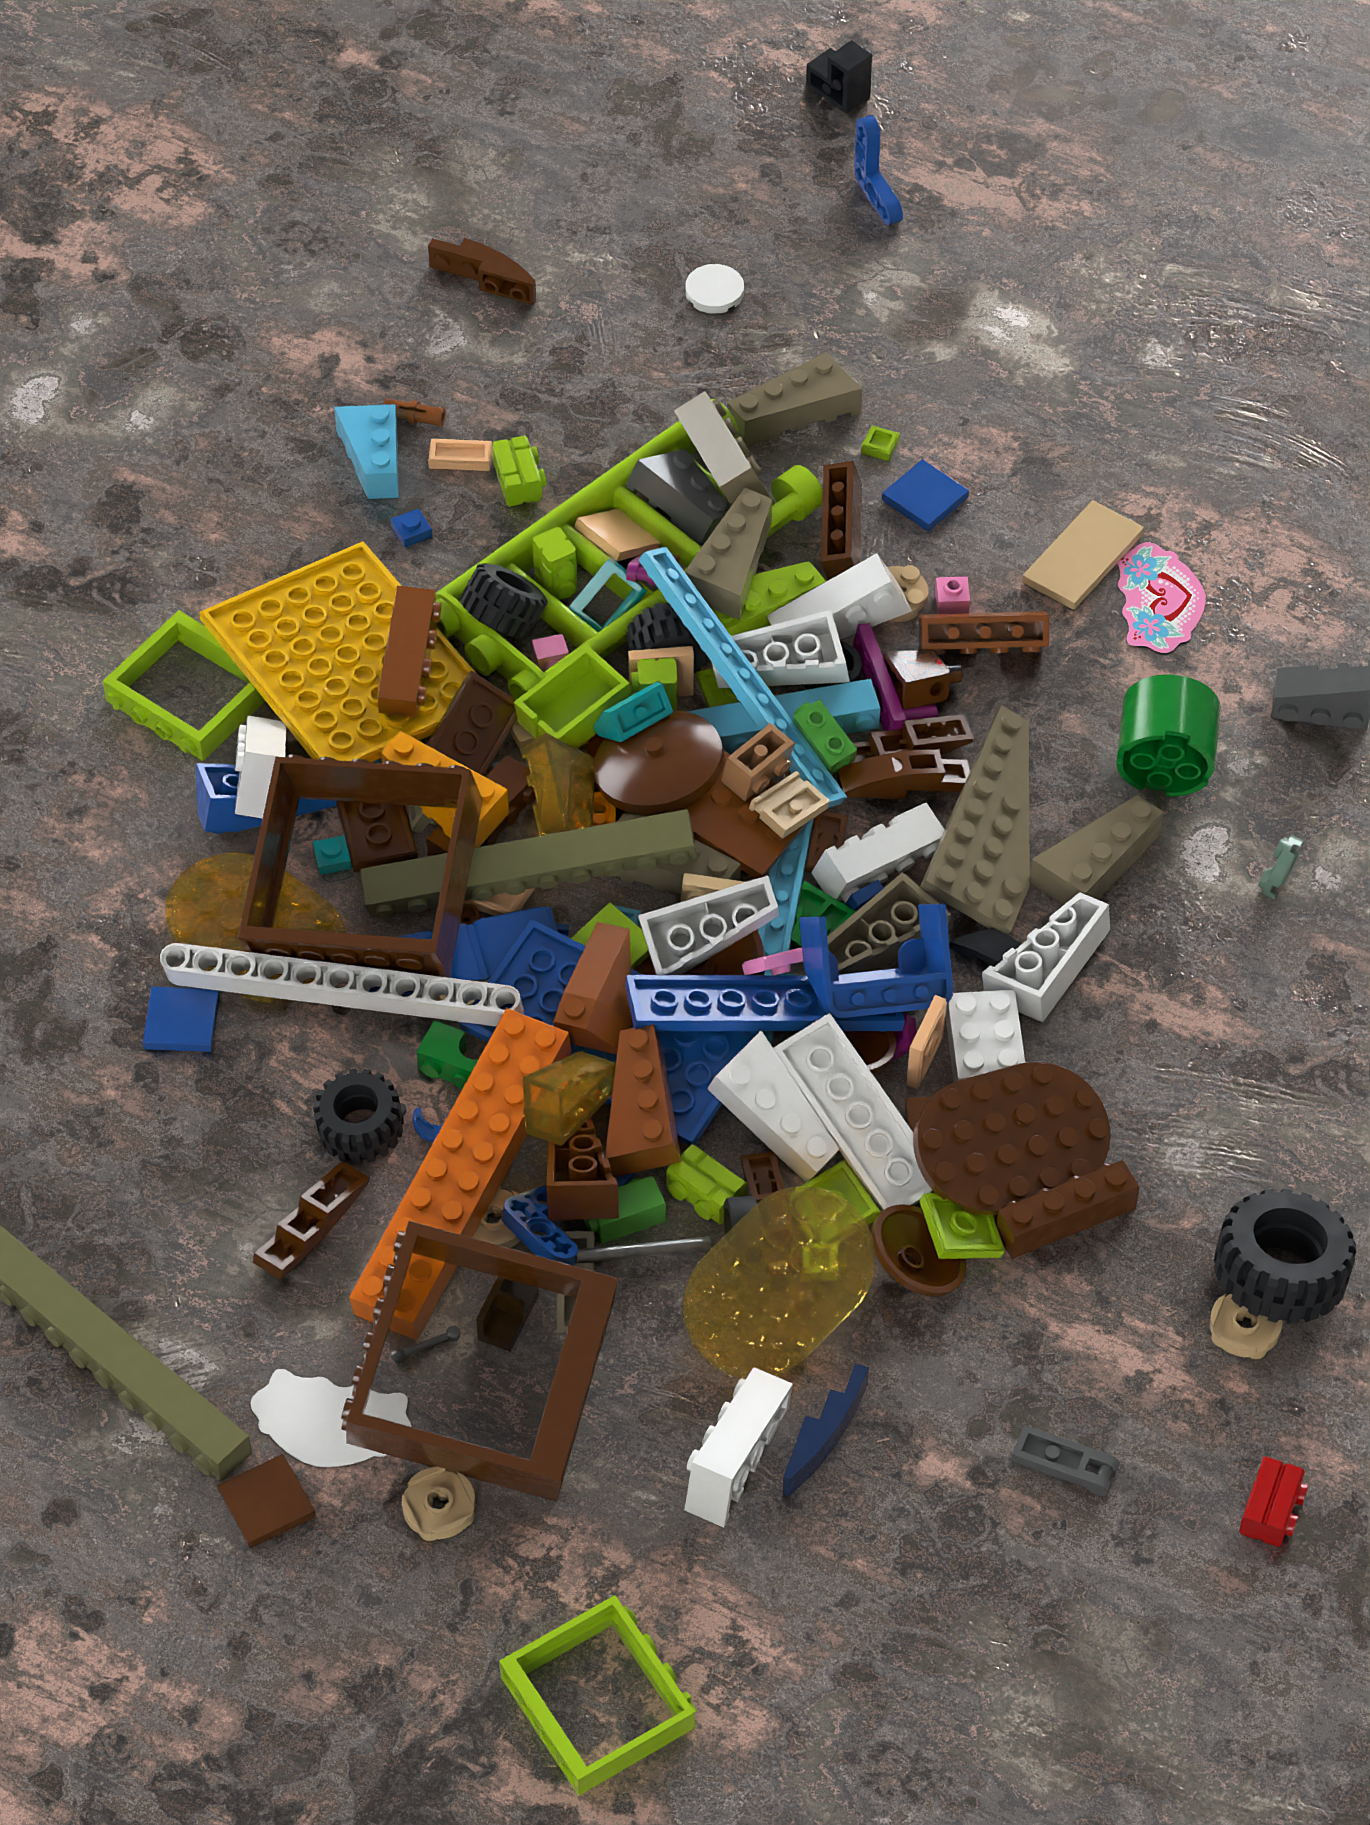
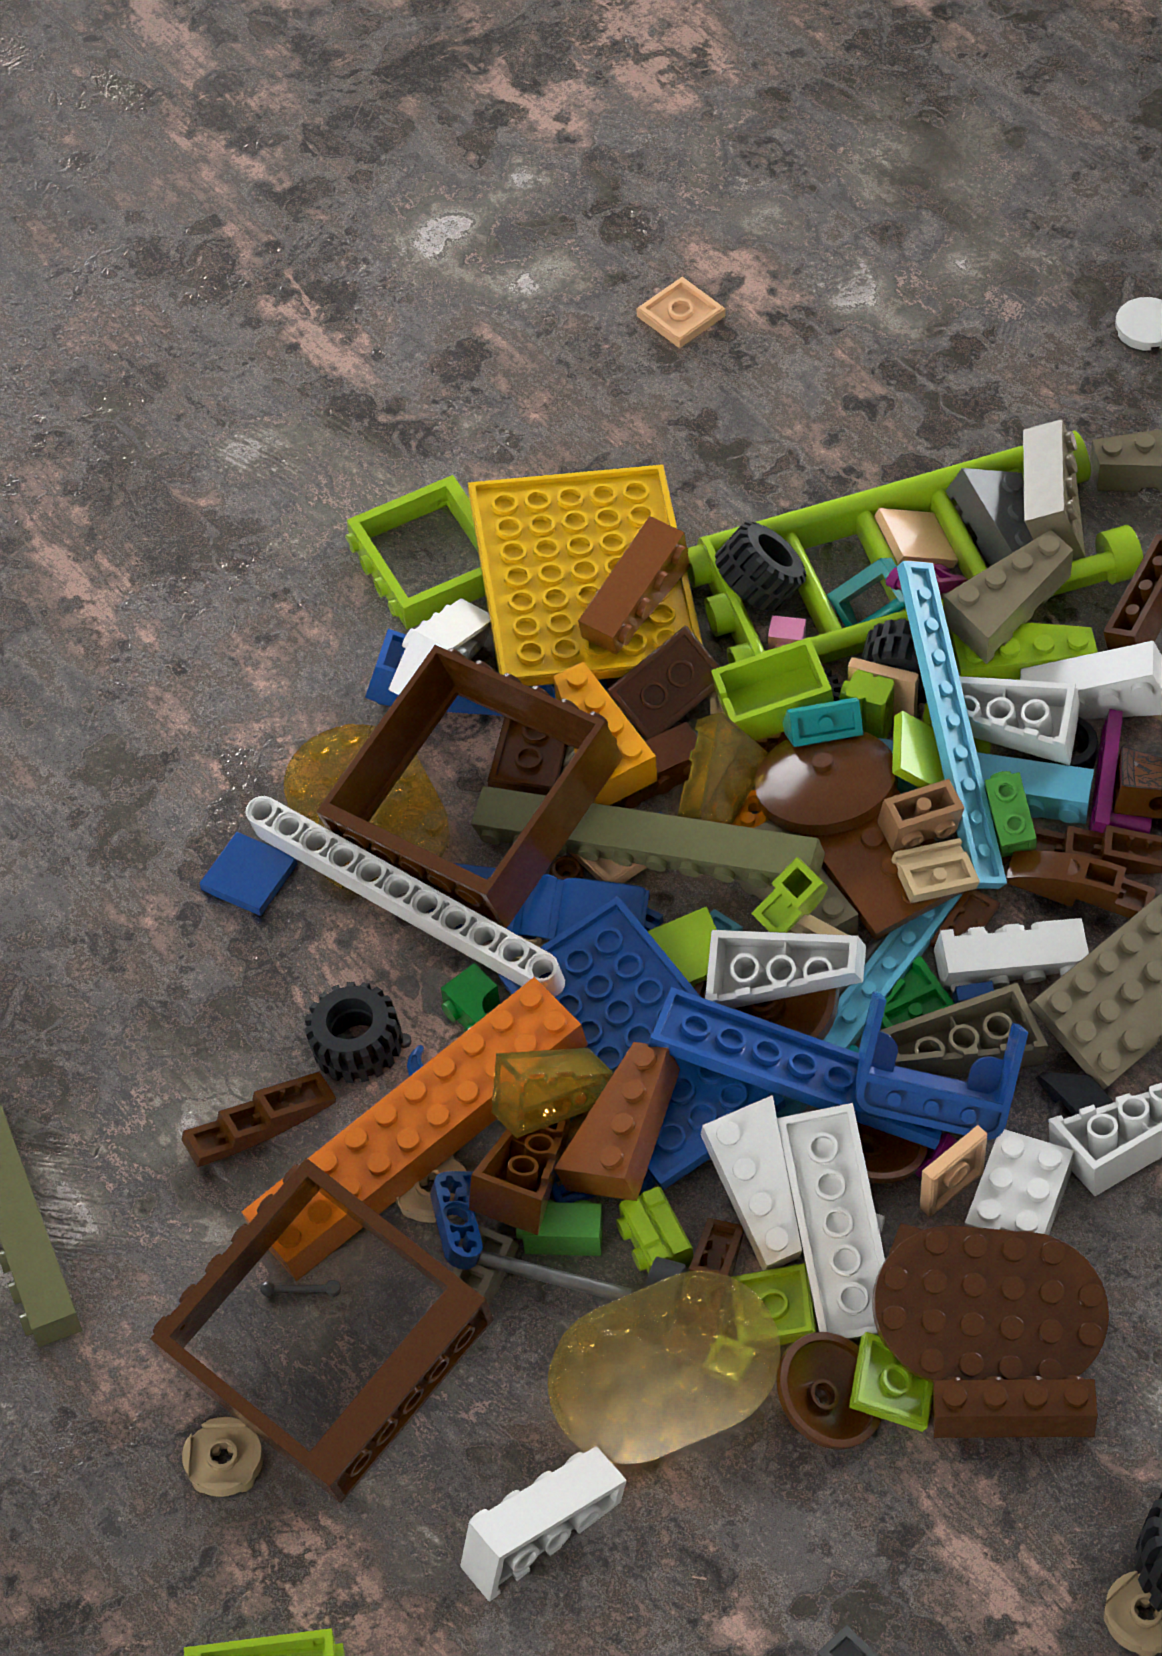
camera: 30 degrees right, 0 degrees up
(266, 1501) = (66, 1385): reddish brown tile -> none
(298, 402) = (680, 312): none -> light nougat tile
(307, 1420) = (146, 1294): white sticker -> none
(332, 854) = (474, 762): teal plate -> none
(372, 445) = (726, 376): medium azure wedge -> none
(411, 527) = (722, 467): blue plate -> none
(416, 412) = (784, 355): dark orange pin -> none
(460, 454) = (808, 410): light nougat tile -> none
(492, 269) = (926, 230): reddish brown slope -> none
(505, 1312) = (388, 1288): dark brown panel -> none
(518, 470) = (852, 443): lime brick -> none
(555, 563) = (834, 547): lime brick -> none
(596, 998) = (631, 997): dark orange wedge -> none
(690, 865) = (795, 895): none -> lime brick
(725, 712) = (915, 751): none -> lime tile
(778, 963) = (837, 1030): bright pink plate -> none
(821, 1436) = (629, 1549): dark blue slope -> none

